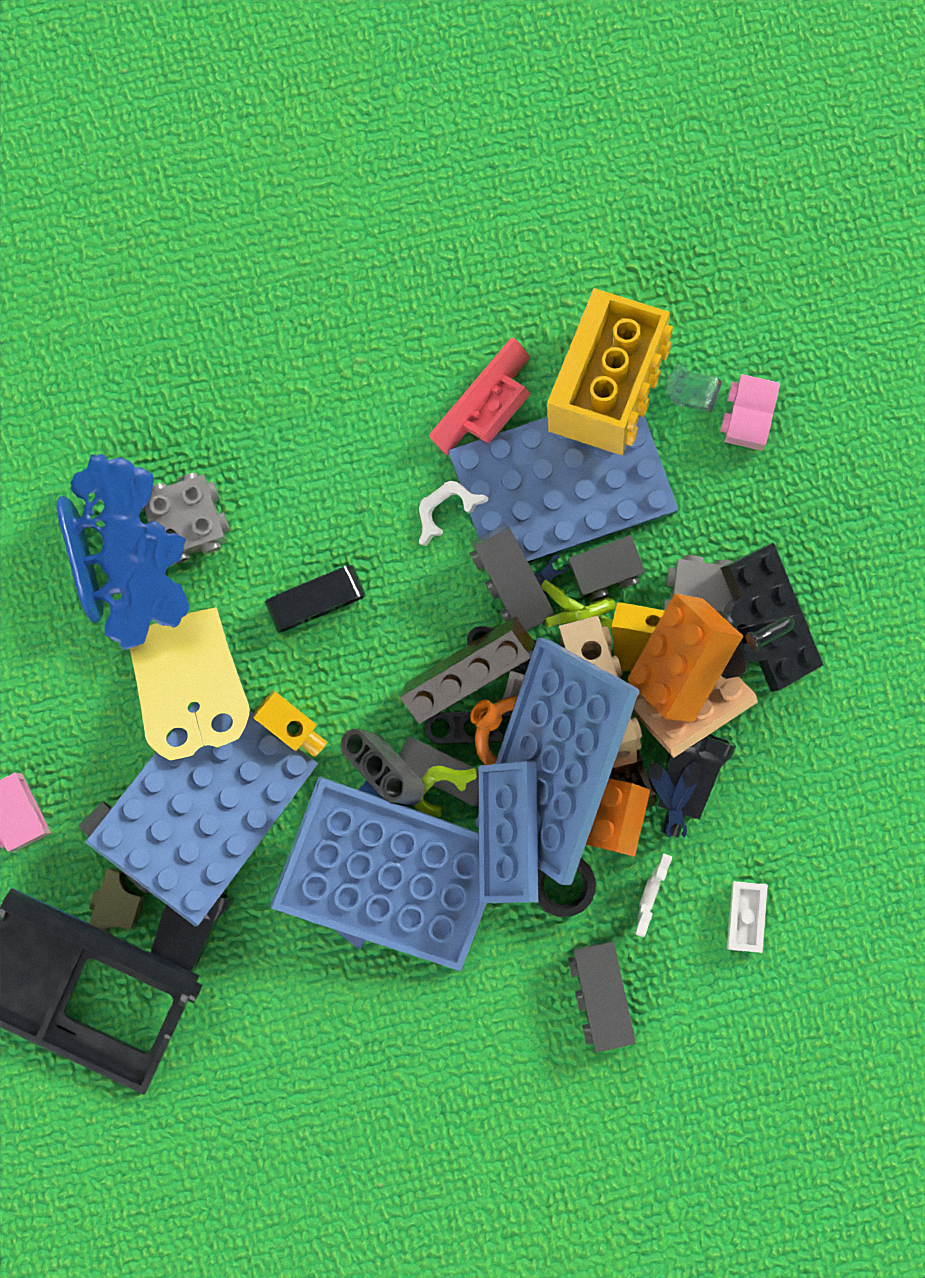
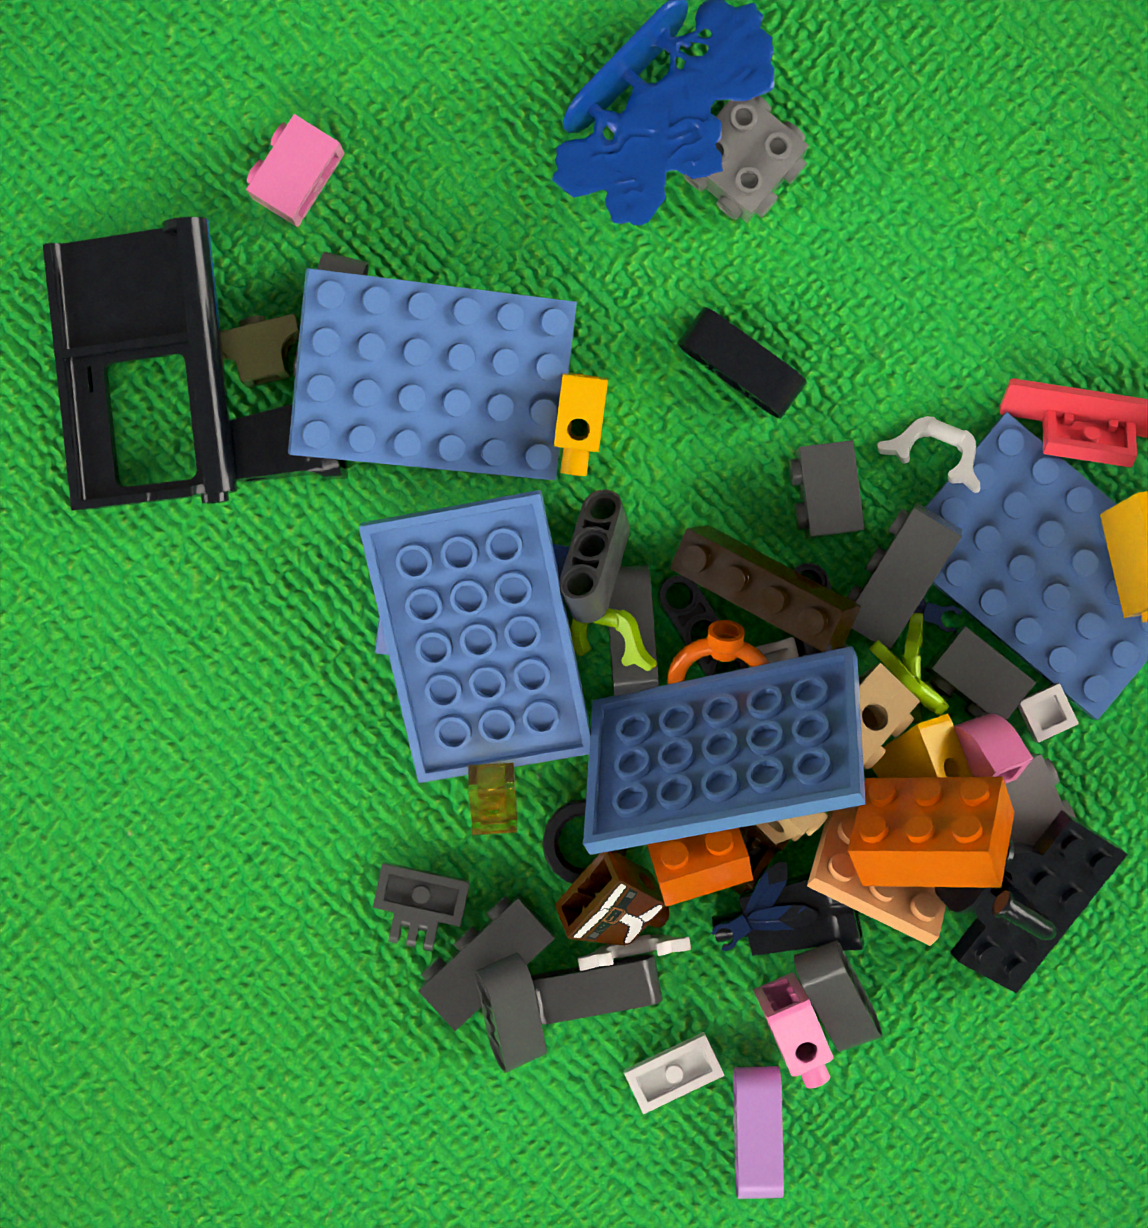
camera: 60 degrees right, 5 degrees up
(185, 668) = (576, 264): light yellow piece -> none
(429, 592) = (827, 489): none -> dark grey brick
(499, 928) = (492, 798): none -> clear yellow brick
(508, 833) = (606, 746): medium blue plate -> none
(538, 1017) = (420, 901): none -> dark grey hinge
(612, 889) = (612, 902): none -> reddish brown torso
(644, 999) = (510, 1012): none -> dark grey beam
(655, 538) = (1047, 712): none -> white plate
(655, 586) = (993, 747): none -> bright pink brick
(663, 936) = (597, 991): none -> dark grey beam
(757, 780) = (837, 996): none -> dark grey beam
(764, 820) = (795, 1029): none -> bright pink torso
(817, 884) = (758, 1132): none -> lavender beam

